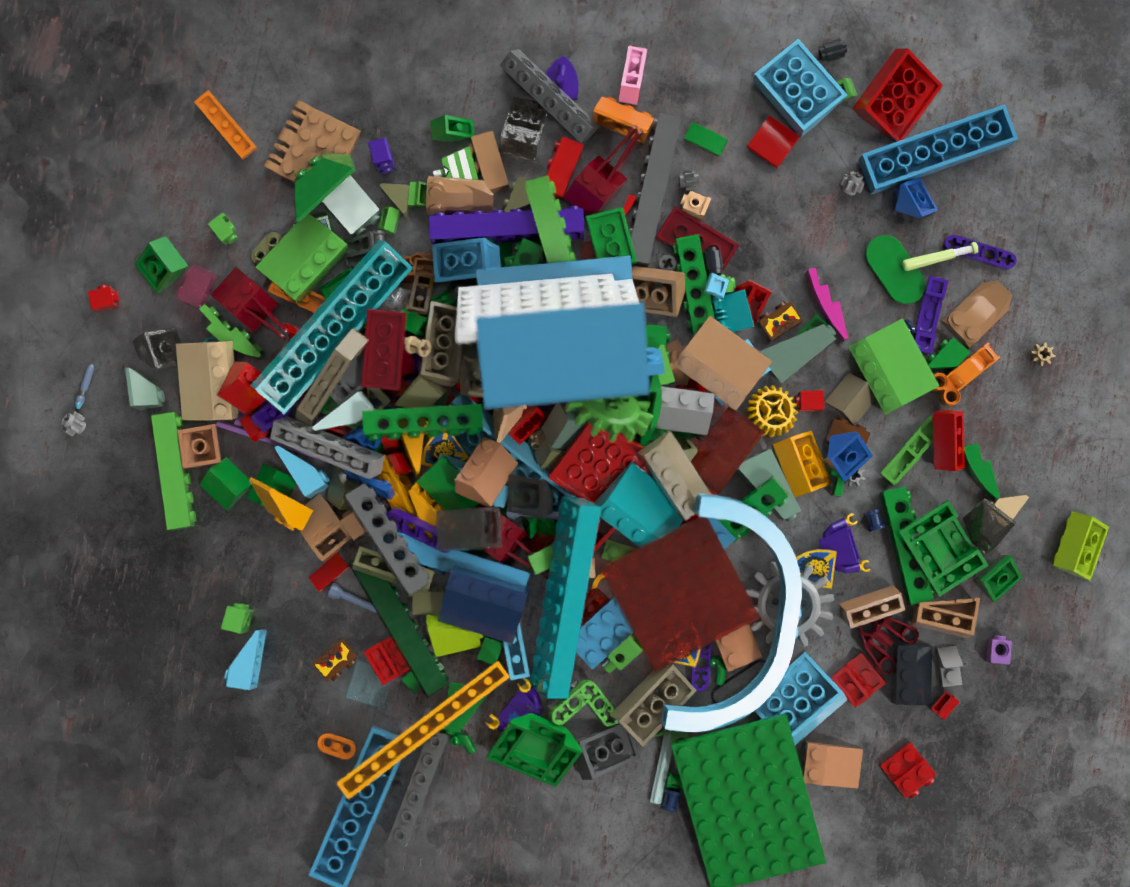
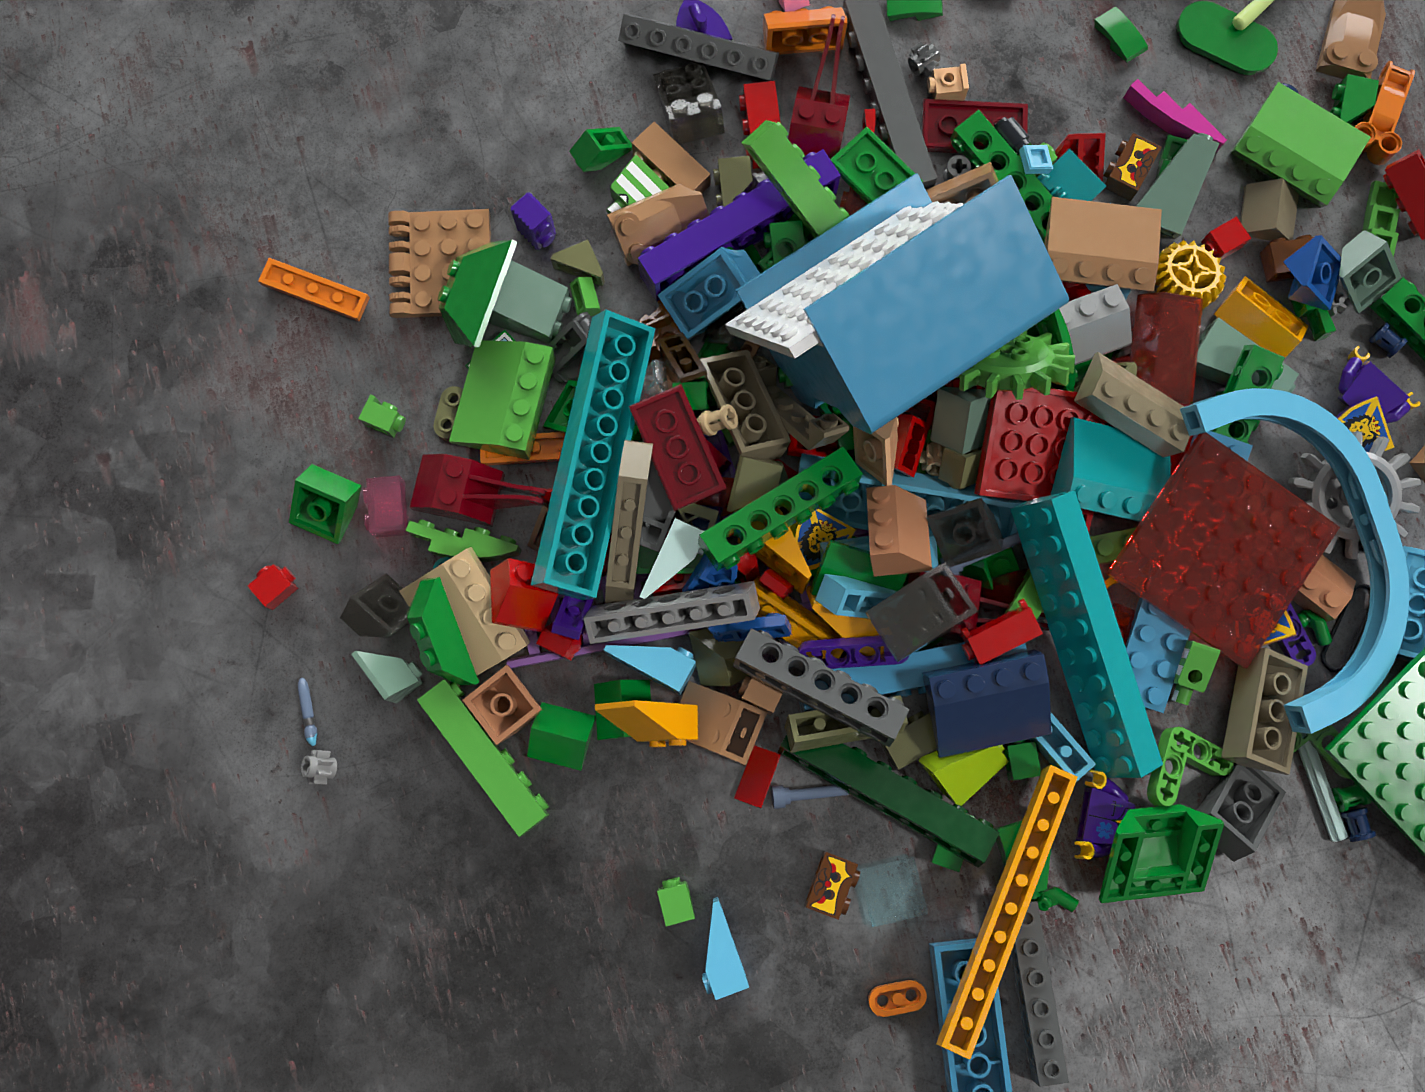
camera: 30 degrees left, 5 degrees down
(182, 384) = (438, 634): none -> green wedge
(386, 660) = (898, 848): red slope -> none
(417, 195) = (605, 247): bright green piece -> none
(436, 496) = (850, 596): none -> medium azure slope
(511, 568) = (1001, 634): none -> red brick
(827, 231) = (1122, 33): none -> green slope
(882, 469) = (1367, 269): none -> sand green slope
(929, 313) = (1295, 60): dark purple slope -> none

